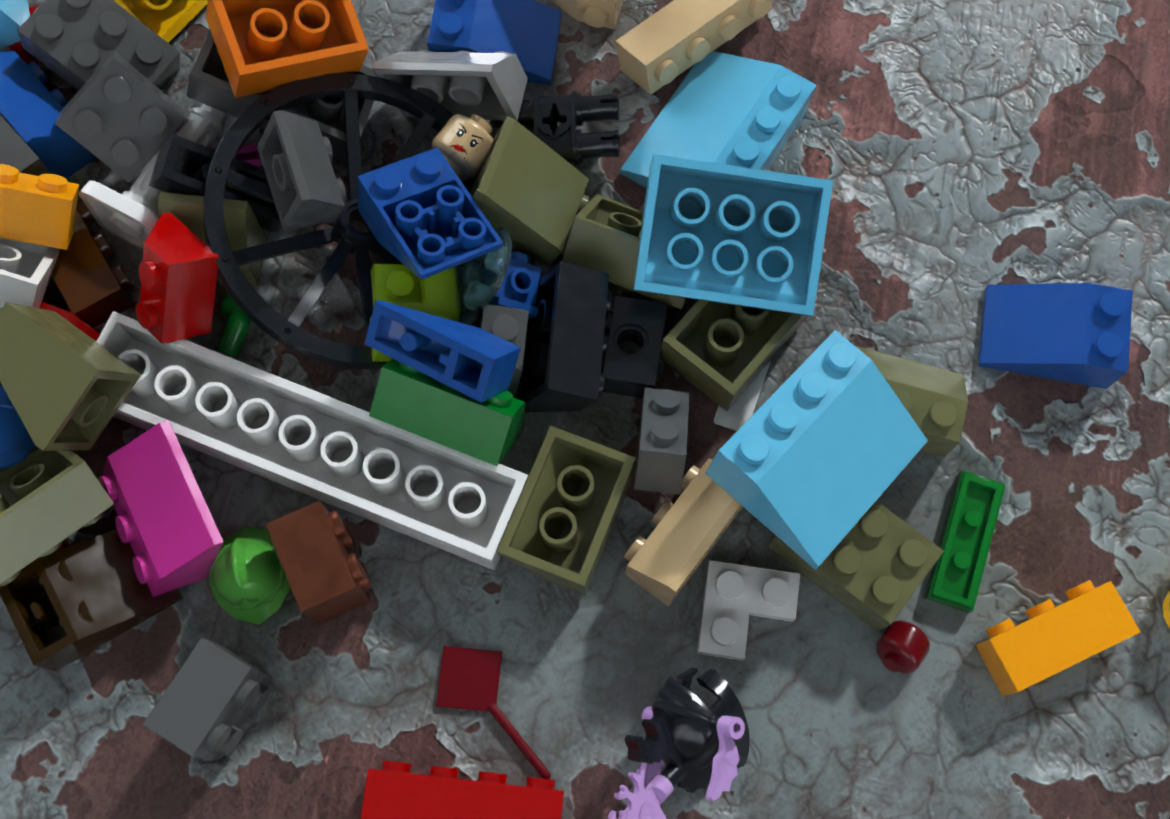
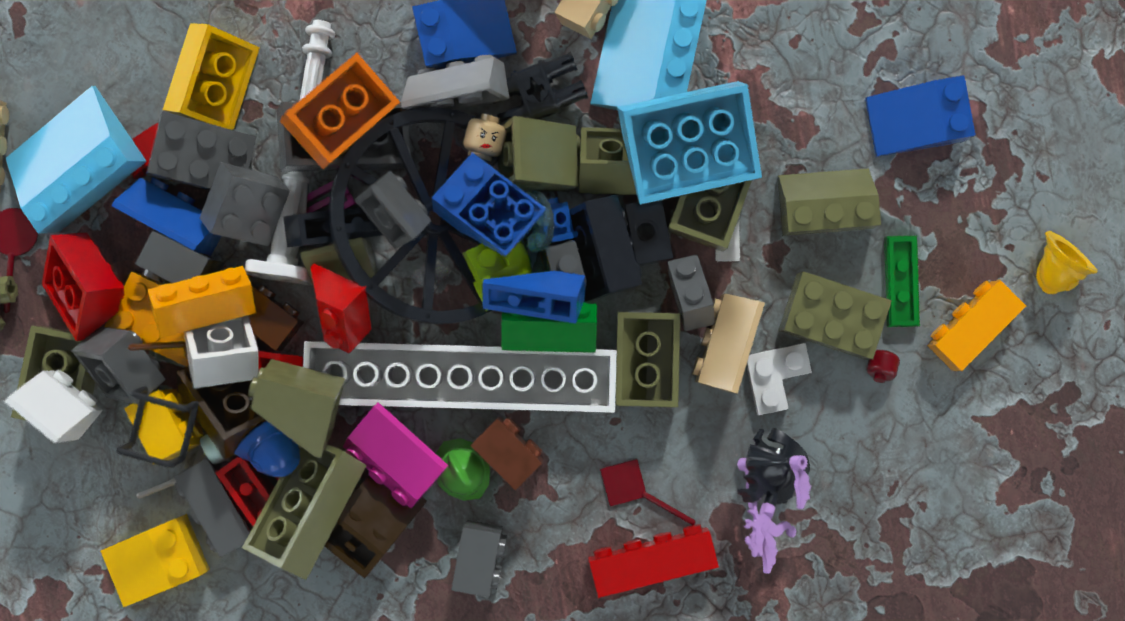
camera: 20 degrees left, 15 degrees up
(235, 329) = (381, 319): green arm -> none
(819, 450) = (796, 270): medium azure slope -> none

